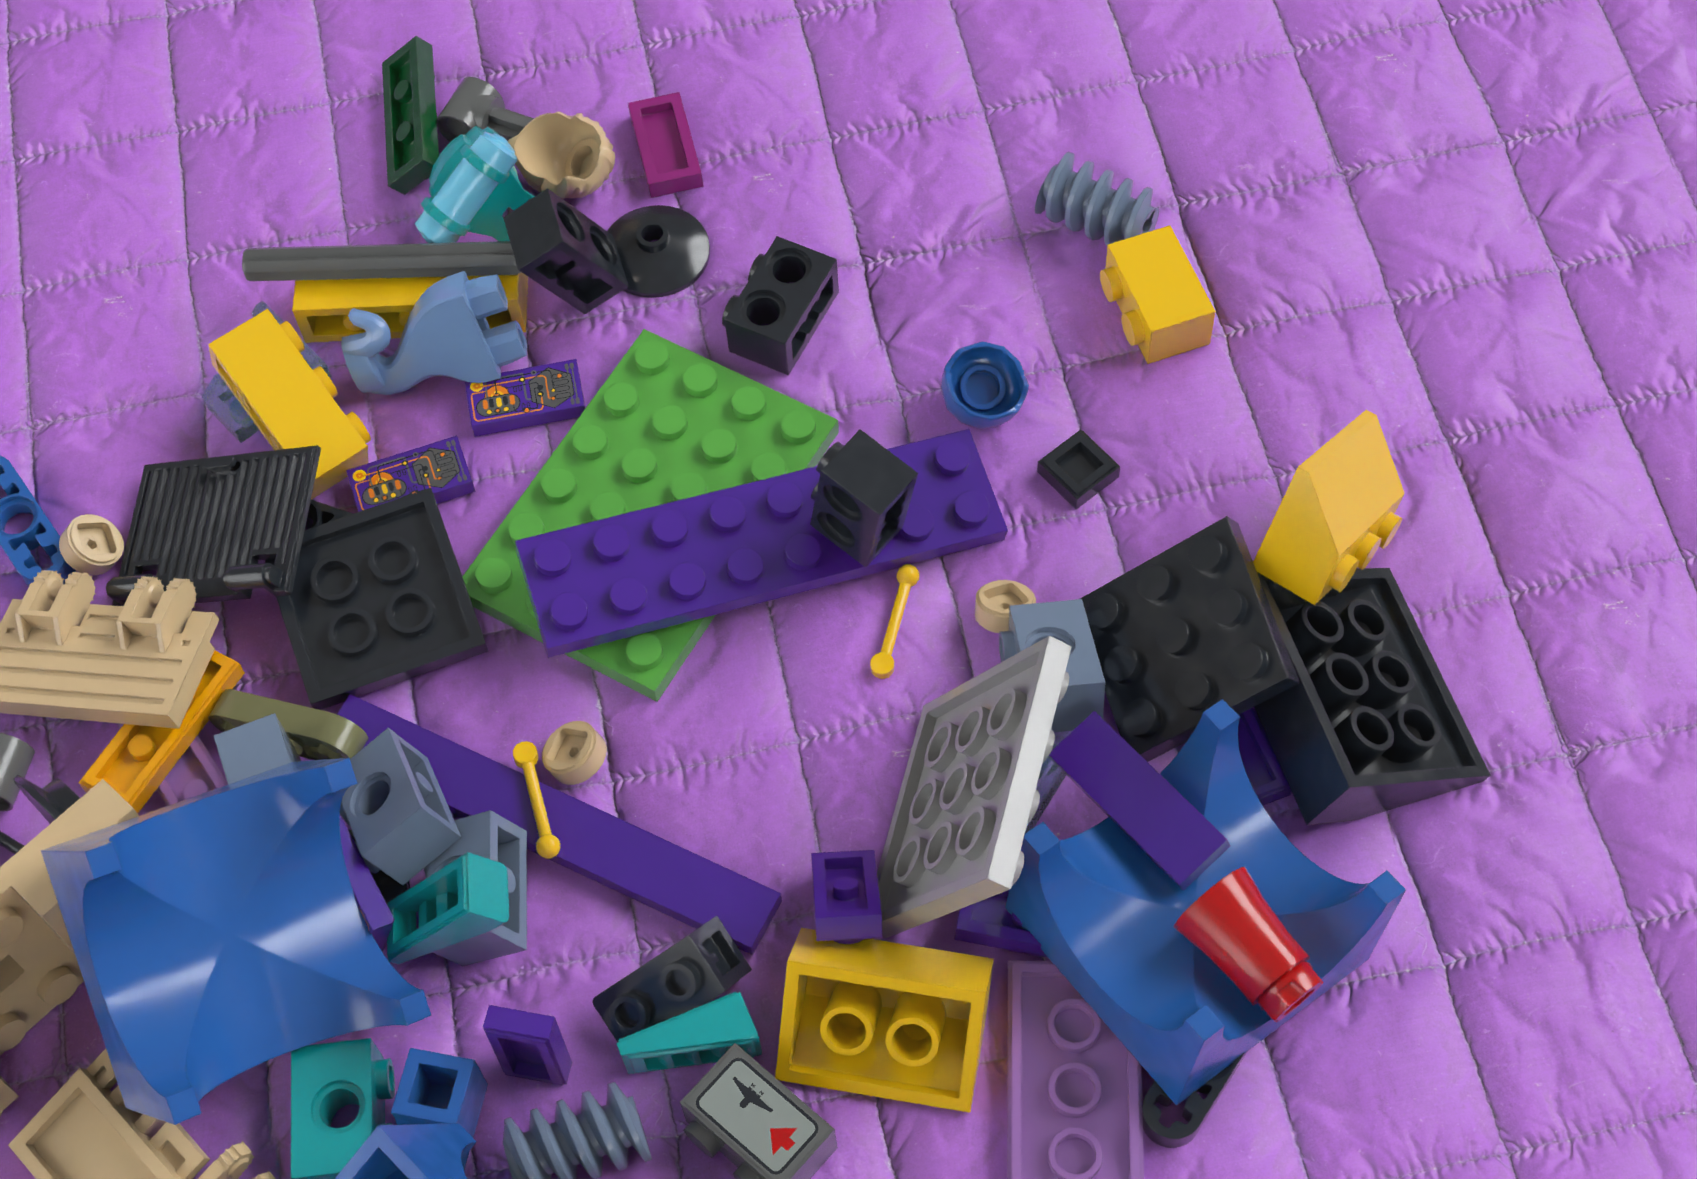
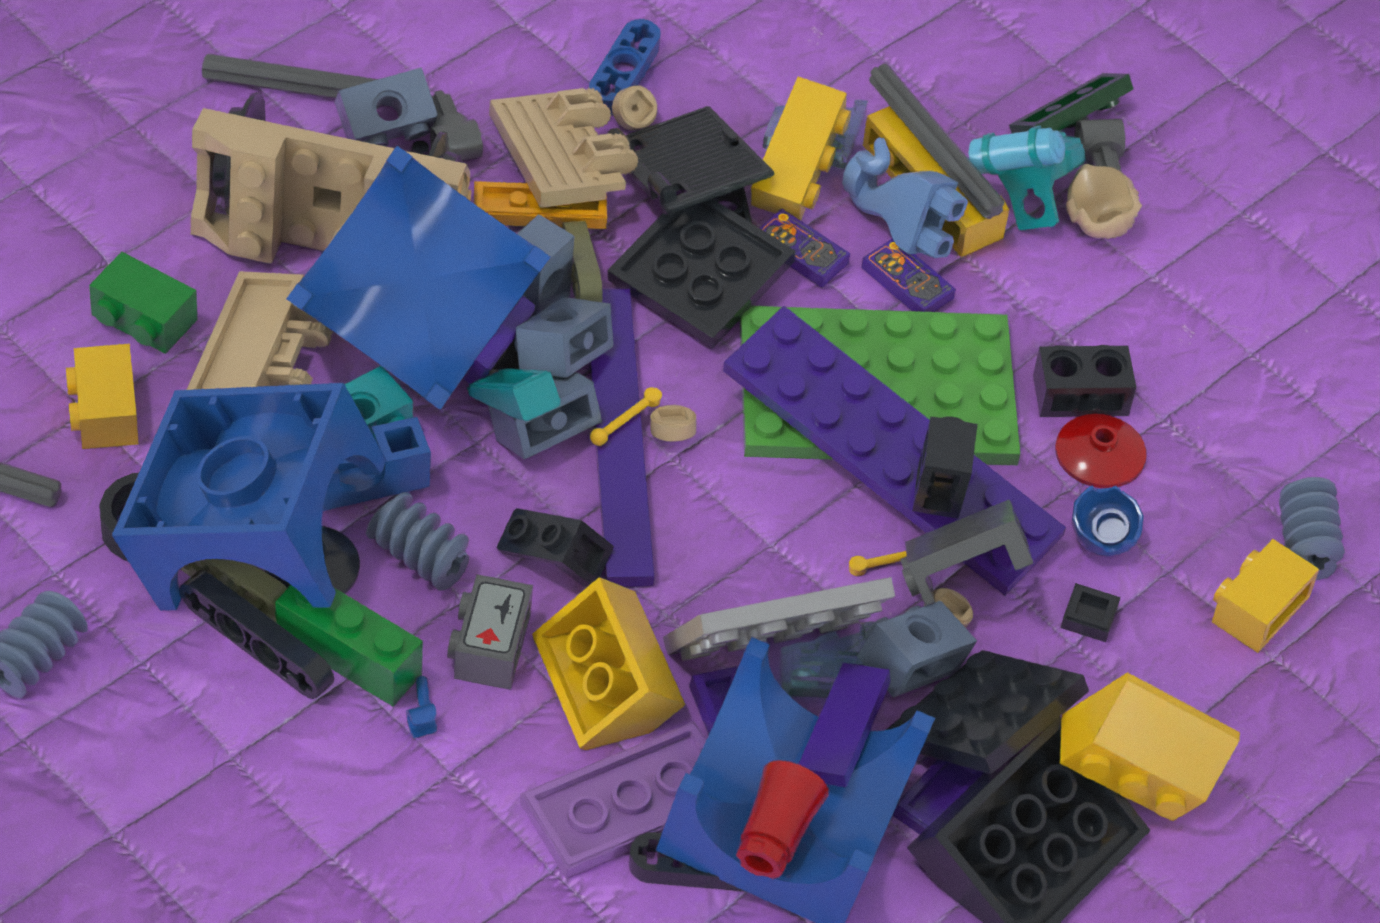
camera: 50 degrees right, 10 degrees down
(528, 1045) = (460, 480): dark purple tile -> none
(565, 251) = (1021, 235): black brick -> none
(661, 265) = (1078, 297): black dish -> none
(665, 145) = (1166, 260): magenta tile -> none
(692, 1037) = (524, 565): teal slope -> none
(846, 896) = (668, 601): dark purple plate -> none
(869, 360) = (1100, 450): none -> red dish
(964, 540) = (961, 542): none -> dark grey panel

